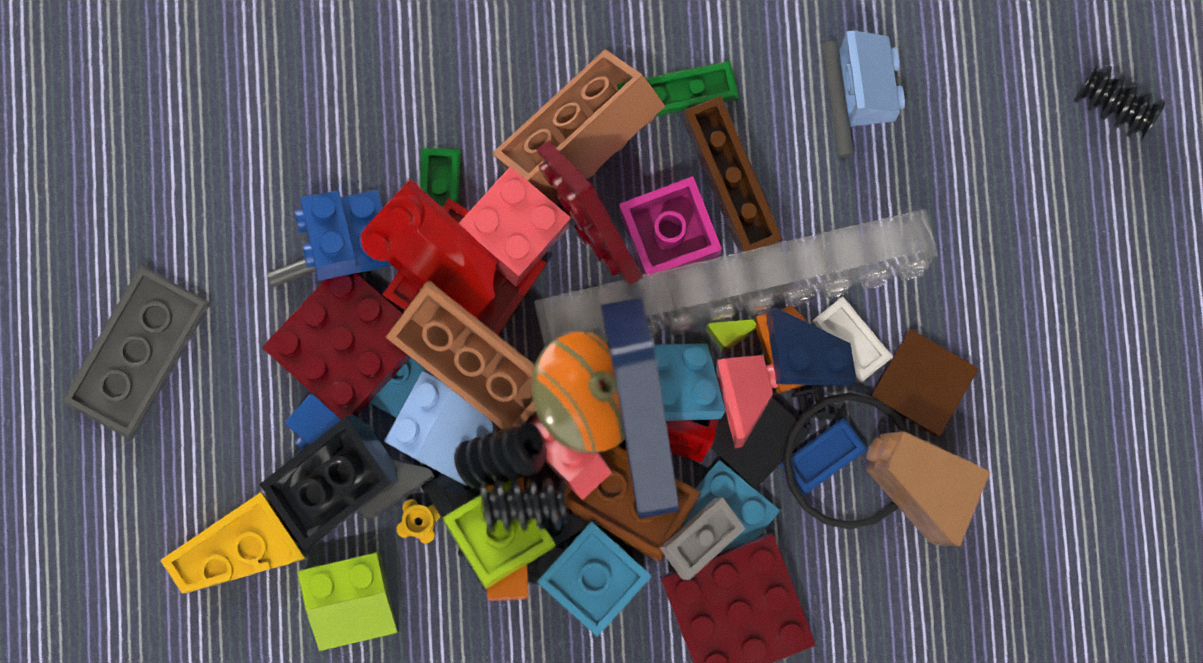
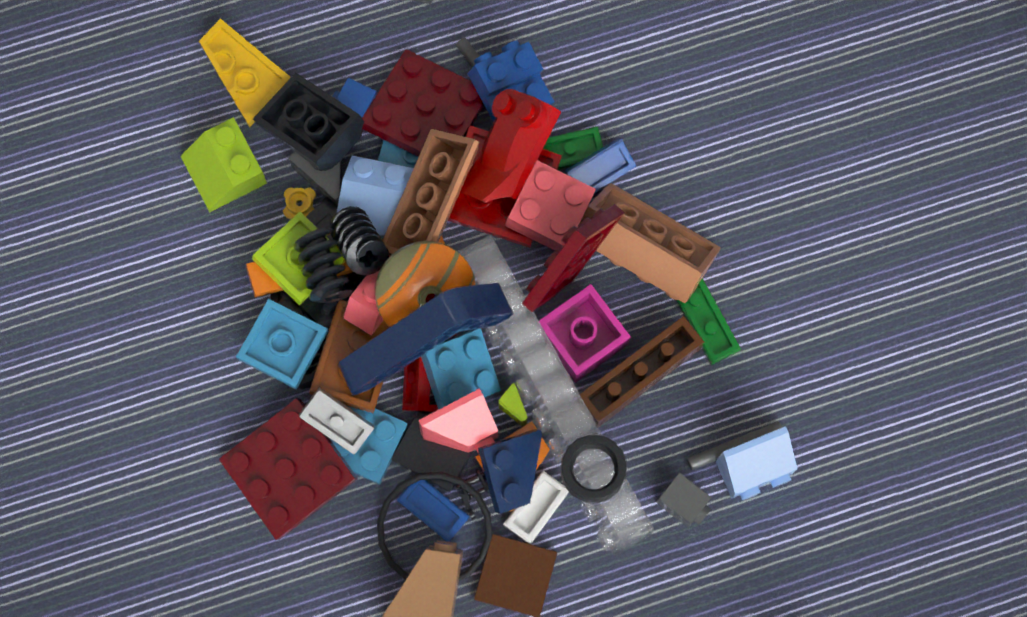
camera: 75 degrees right, 5 degrees down
(473, 156) = (603, 165): none -> tile
(866, 233) = (593, 442): none -> black tyre
(889, 171) = (685, 501): none -> dark grey brick

